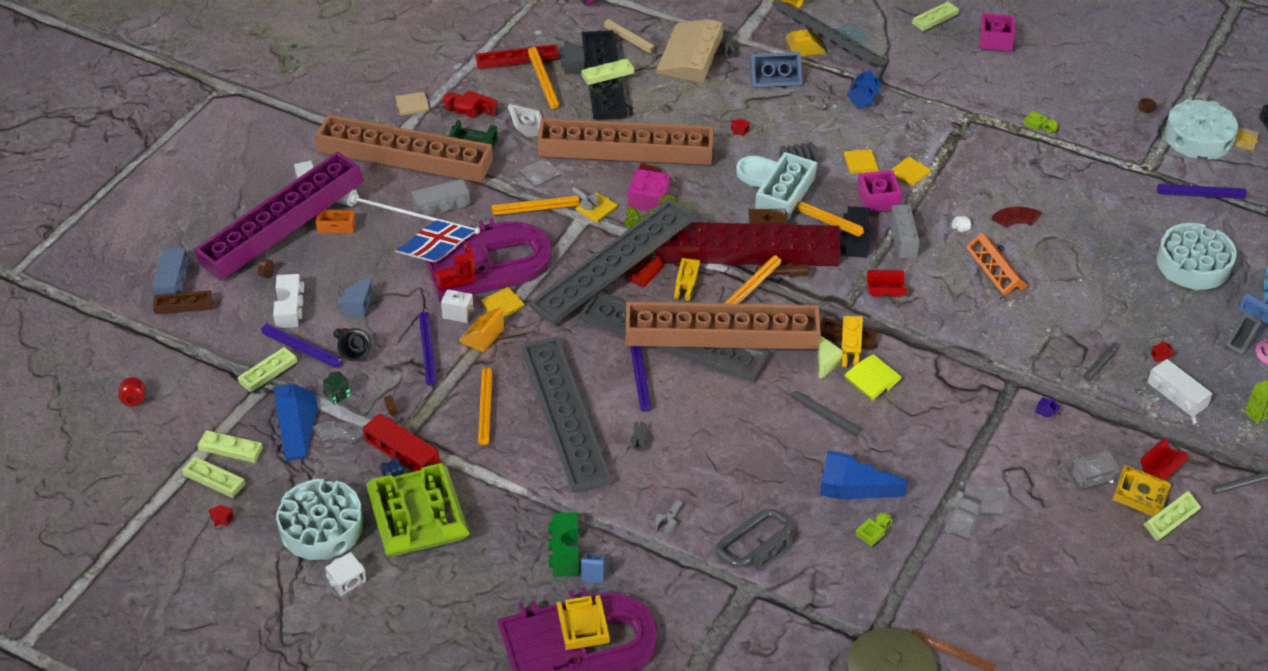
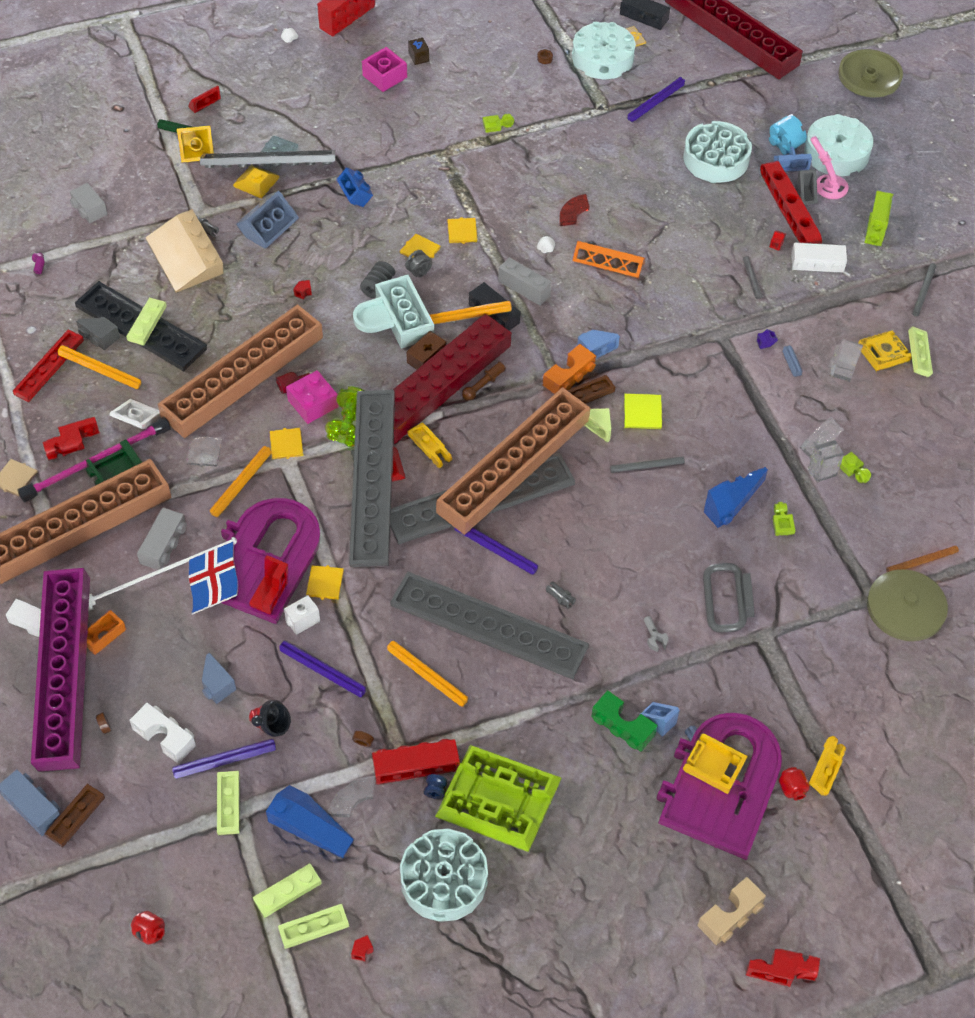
camera: 50 degrees left, 10 degrees up
(332, 383) = (304, 765): clear green brick -> none
(345, 574) = (516, 895): white head -> none
(408, 116) = (30, 491): none -> dark pink hose
(484, 330) = (344, 616): light orange slope -> none
(586, 201) = (274, 442): light grey bar -> none
(629, 36) = (116, 276): tan axle -> none
(754, 281) = (480, 412): light orange axle -> none
(841, 166) = (419, 264): none -> dark grey wheel
(851, 338) = (601, 394): yellow hinge -> none
(871, 309) = (580, 363): none -> orange arch
(878, 190) = (471, 263): dark pink brick -> none
(886, 283) = (563, 332): red bracket -> none
(901, 309) = (599, 342): none -> medium blue slope
(935, 16) = (321, 87): yellowish green plate -> none
(990, 544) = (853, 465): none -> lime plate
(1044, 38) = (418, 51): none -> dark brown brick
(1048, 438) = (792, 361): none -> sand blue axle
(1162, 460) = (872, 318): red bracket -> none
(1211, 335) = (790, 203): none -> red beam

